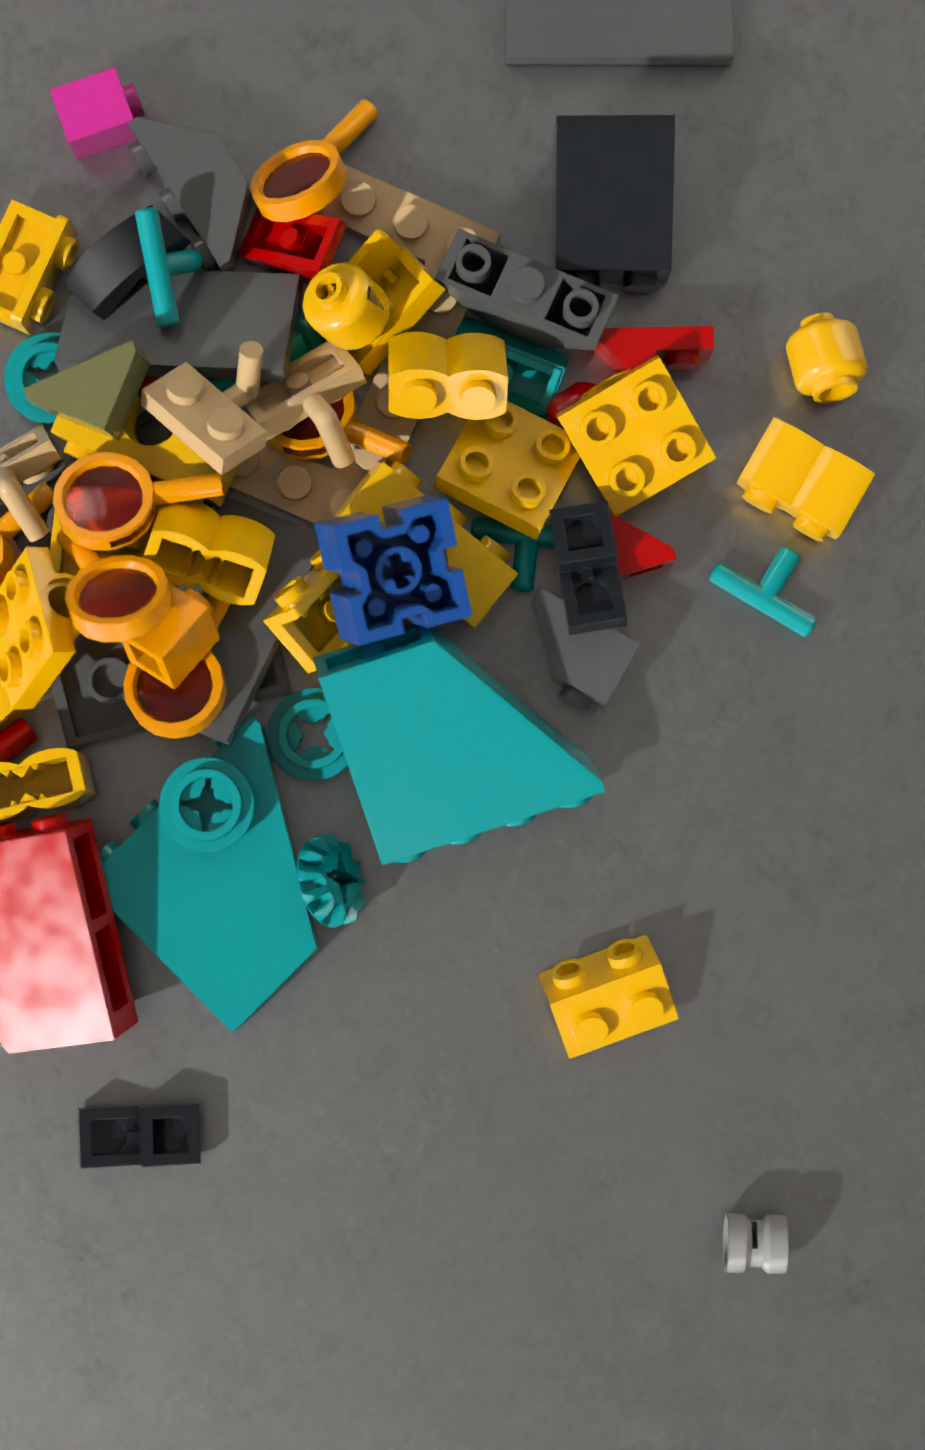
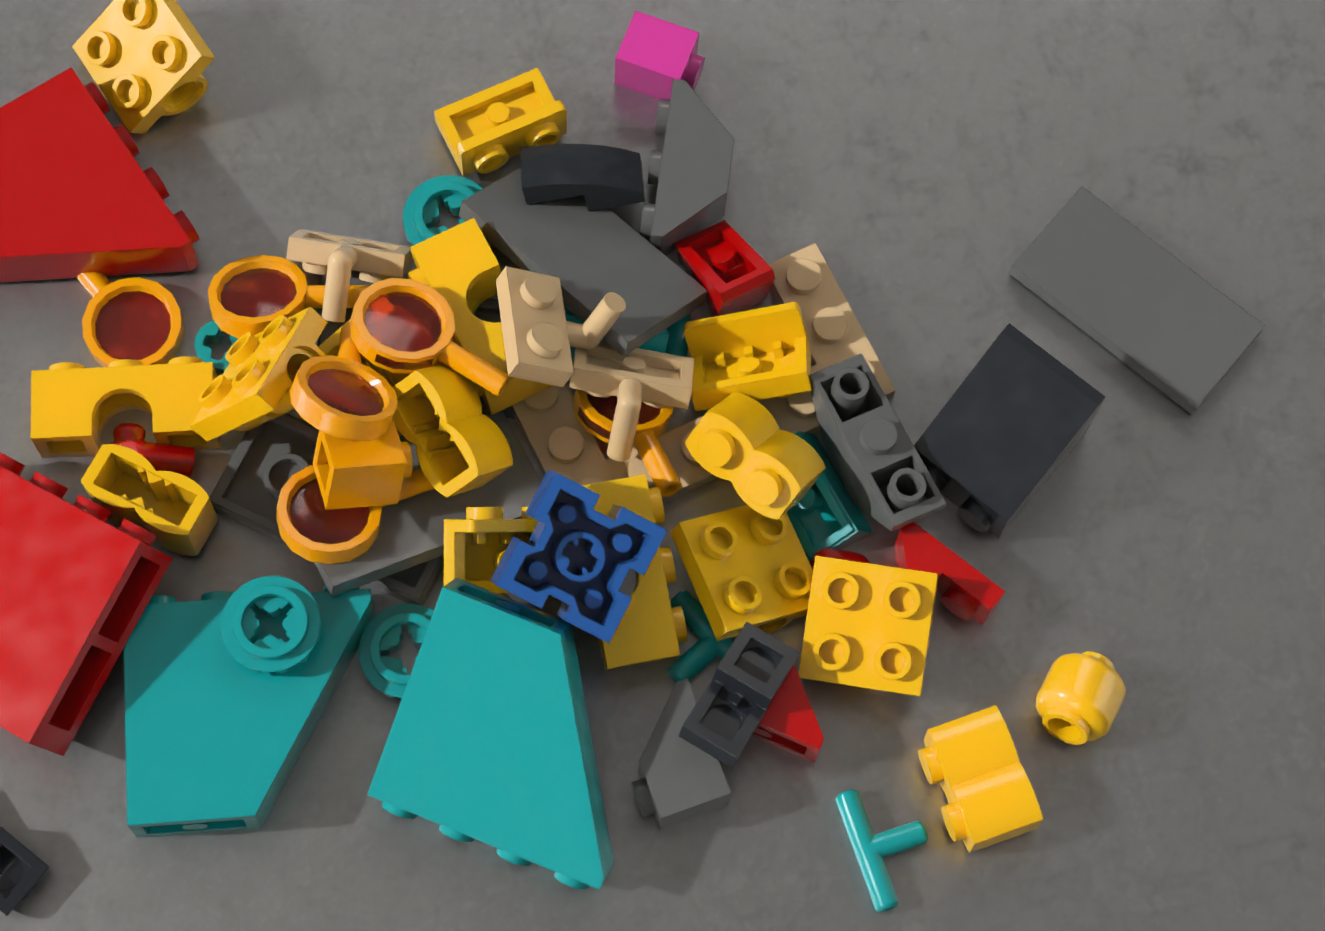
camera: 35 degrees right, 15 degrees down
(95, 391) = (471, 239): olive slope -> none
(162, 265) = (604, 196): teal piece -> none
(309, 172) = (783, 225): light orange piece -> none
(328, 900) = (297, 773): teal gear -> none
(346, 306) = (720, 337): yellow head -> none

